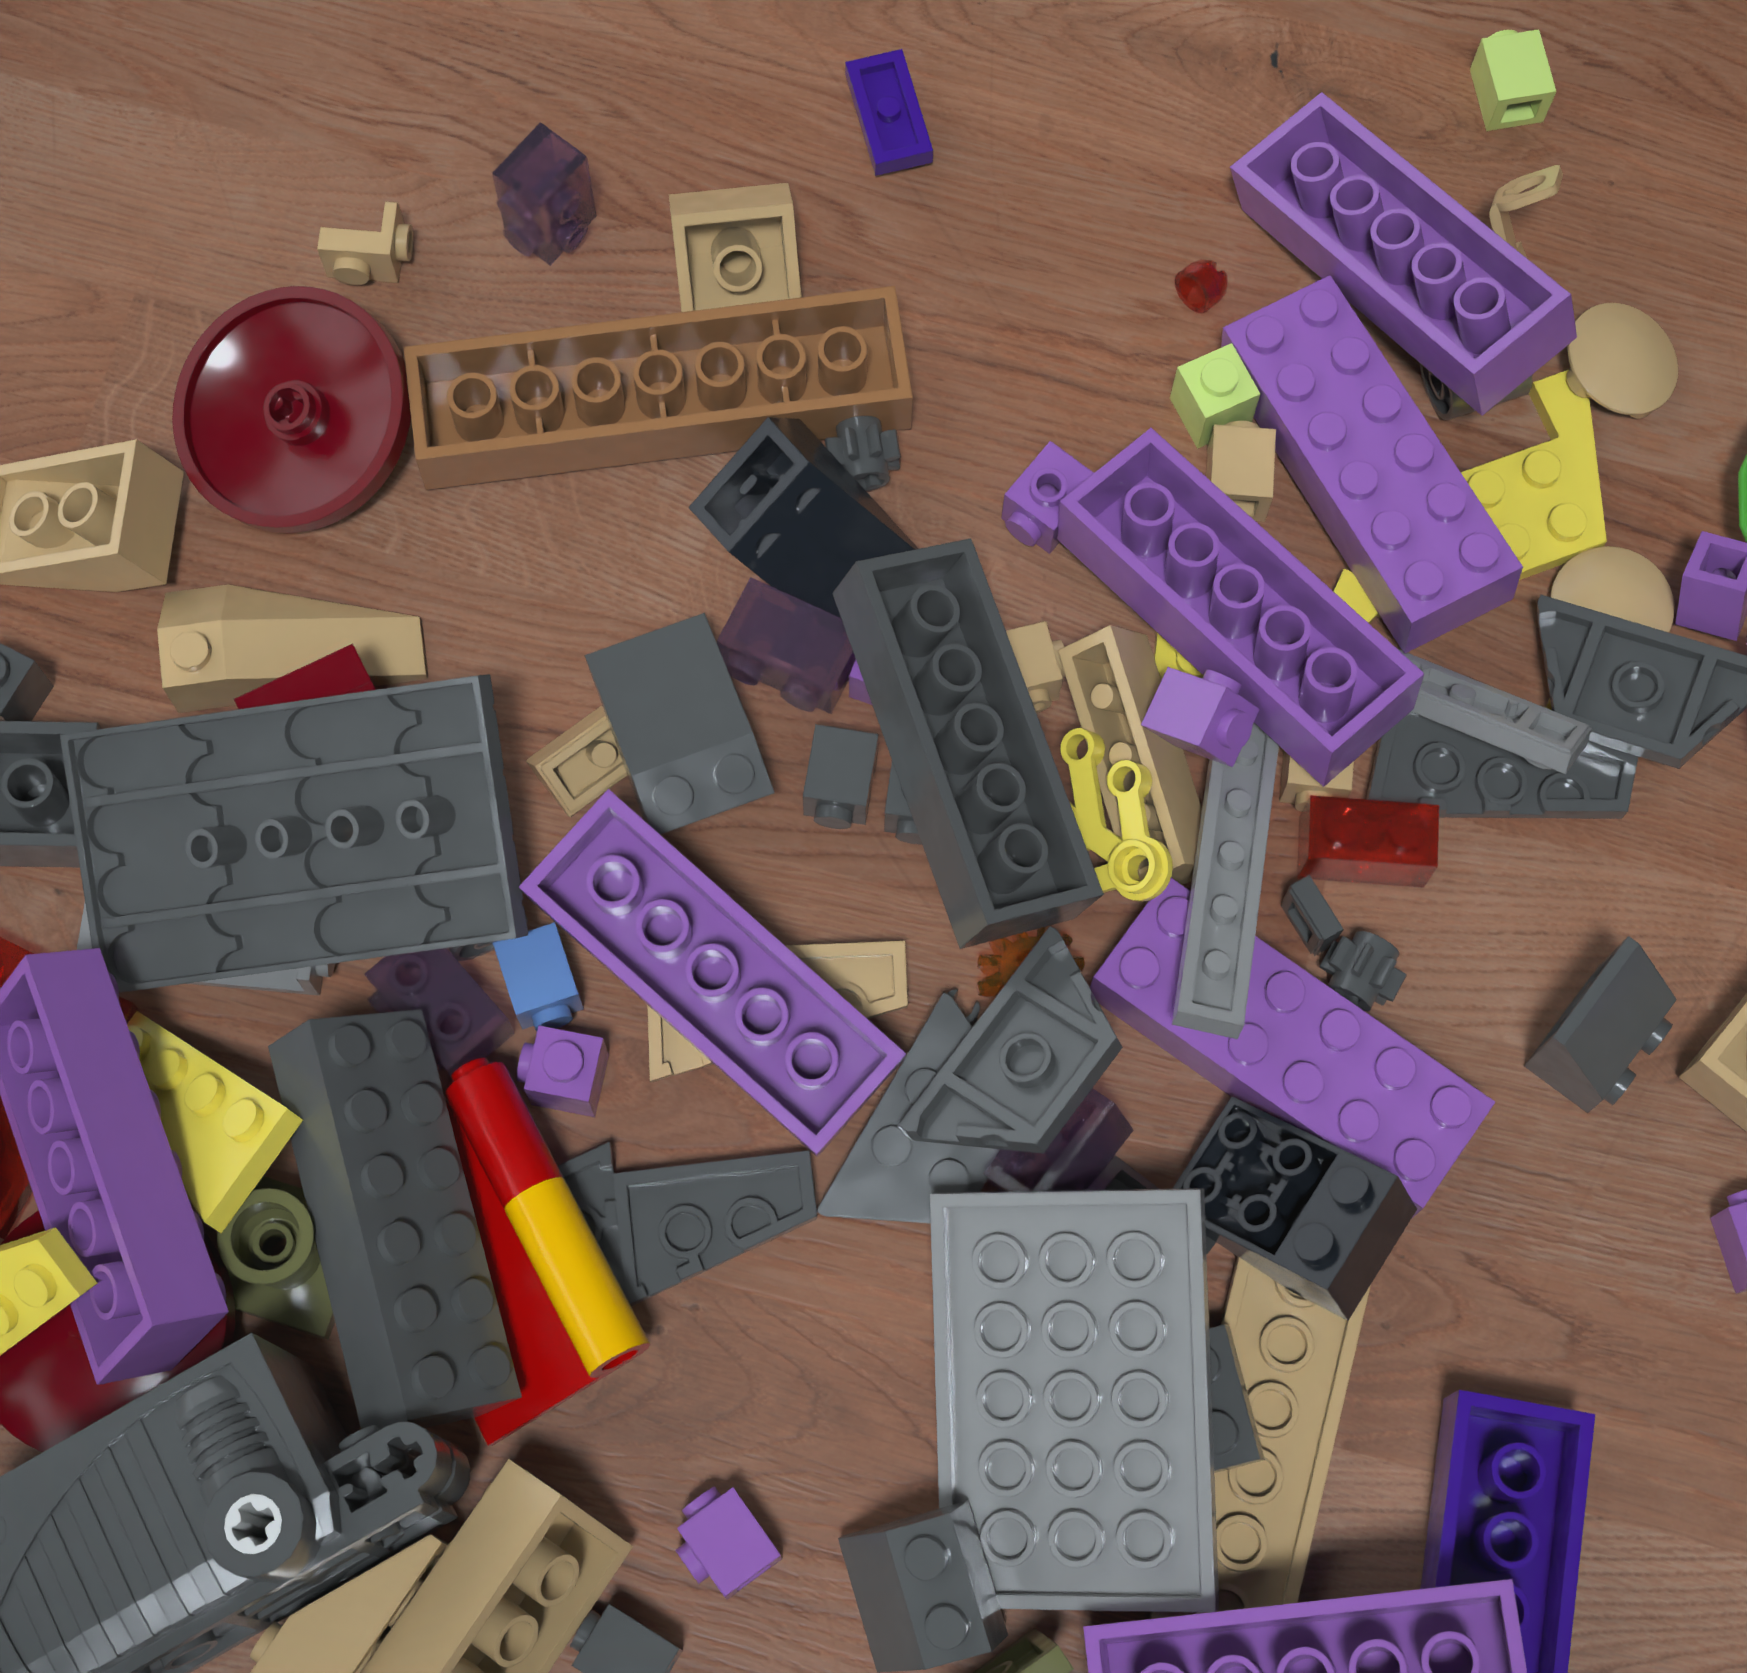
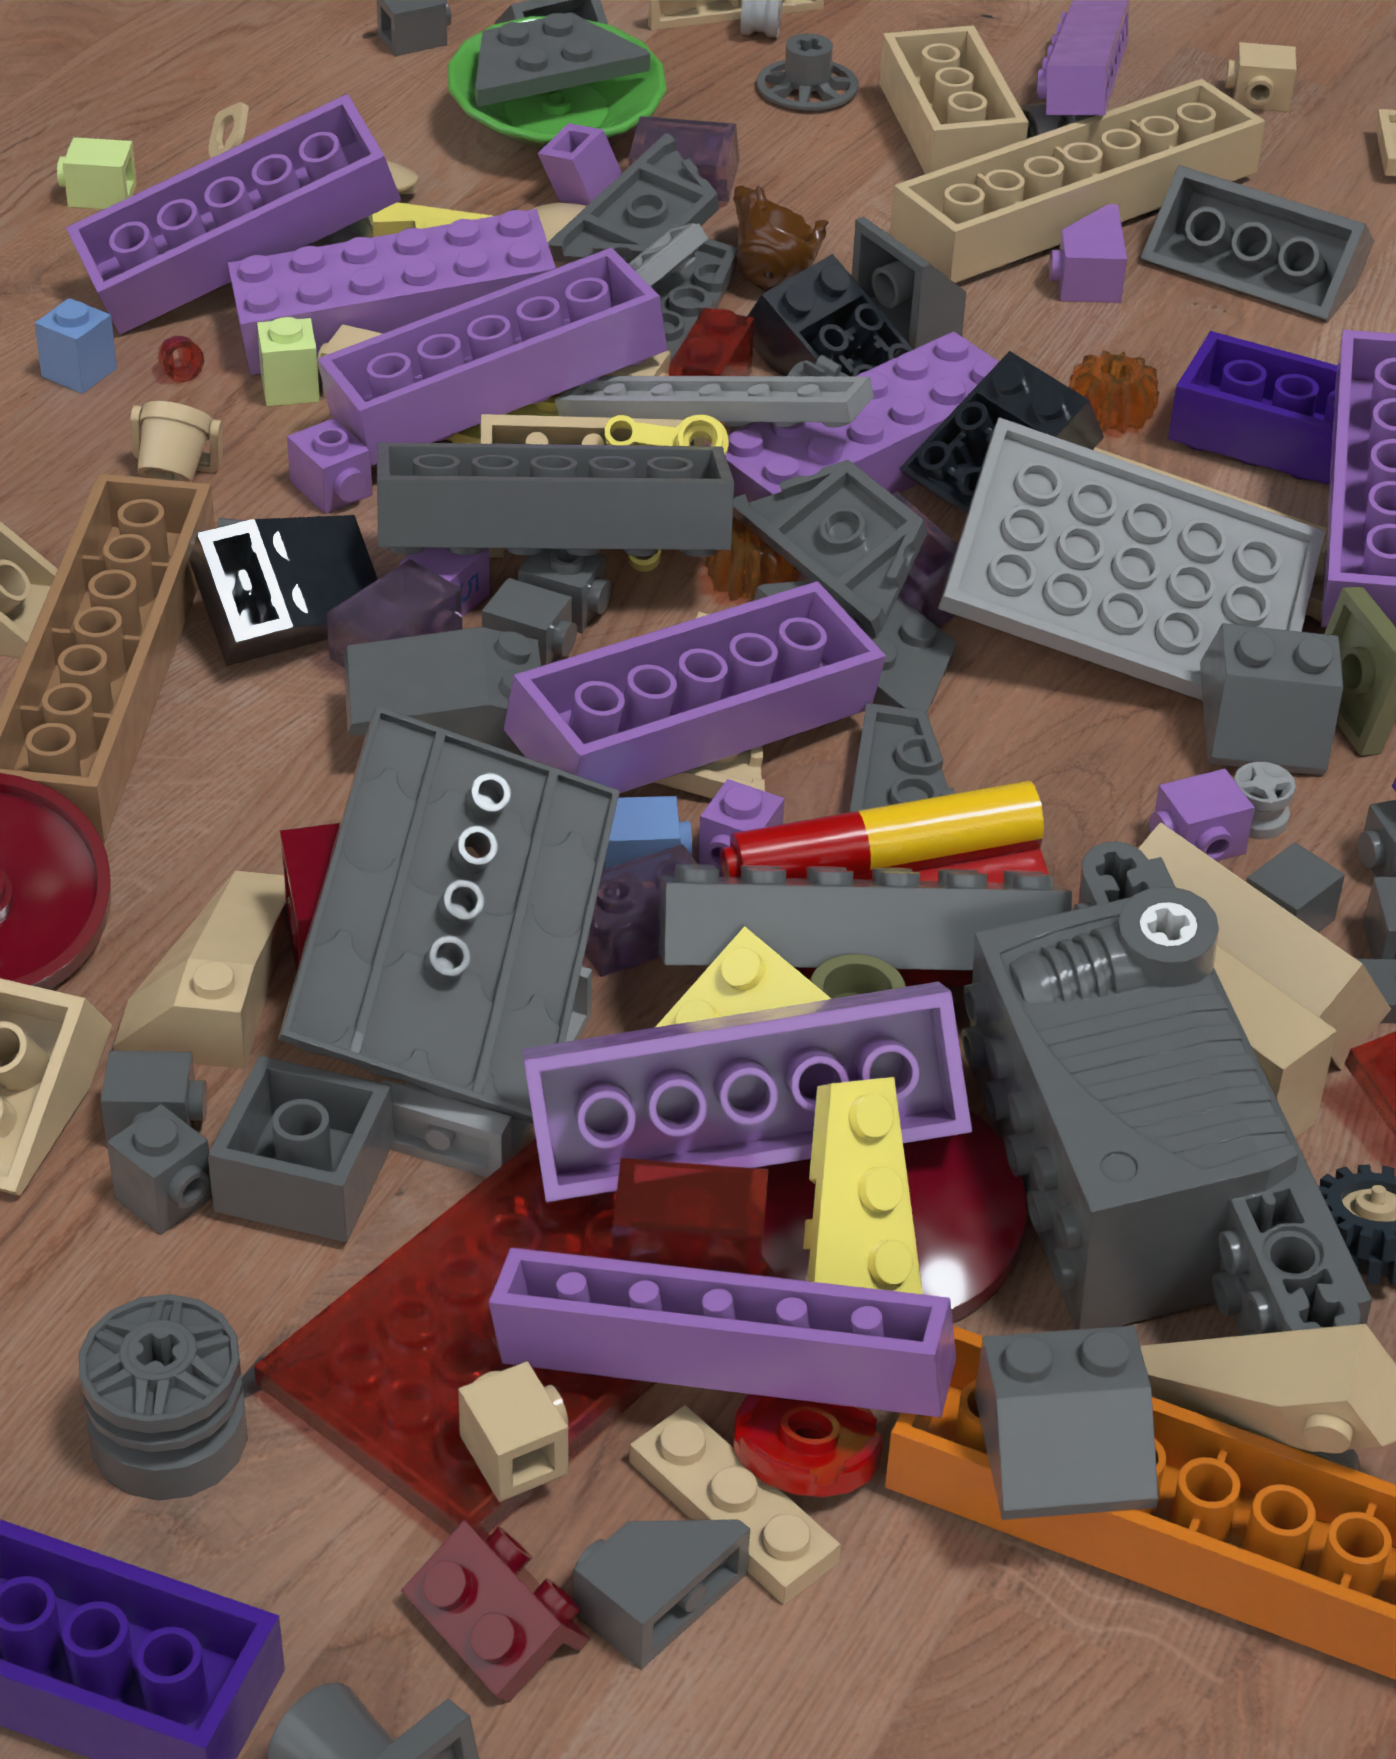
camera: 75 degrees left, 30 degrees down
(84, 649) = (145, 1079): none -> dark grey brick
(782, 1595) = (1270, 792): none -> light grey wheel
(1020, 334) = (171, 440): none -> tan piece
(1167, 178) = (76, 345): none -> medium blue brick
(1201, 715) = (586, 378): medium lavender brick -> none
(1480, 970) = (823, 315): none -> black slope
(1517, 1330) = (1119, 389): none -> clear orange gear
(1678, 847) = (773, 239): none -> reddish brown piece

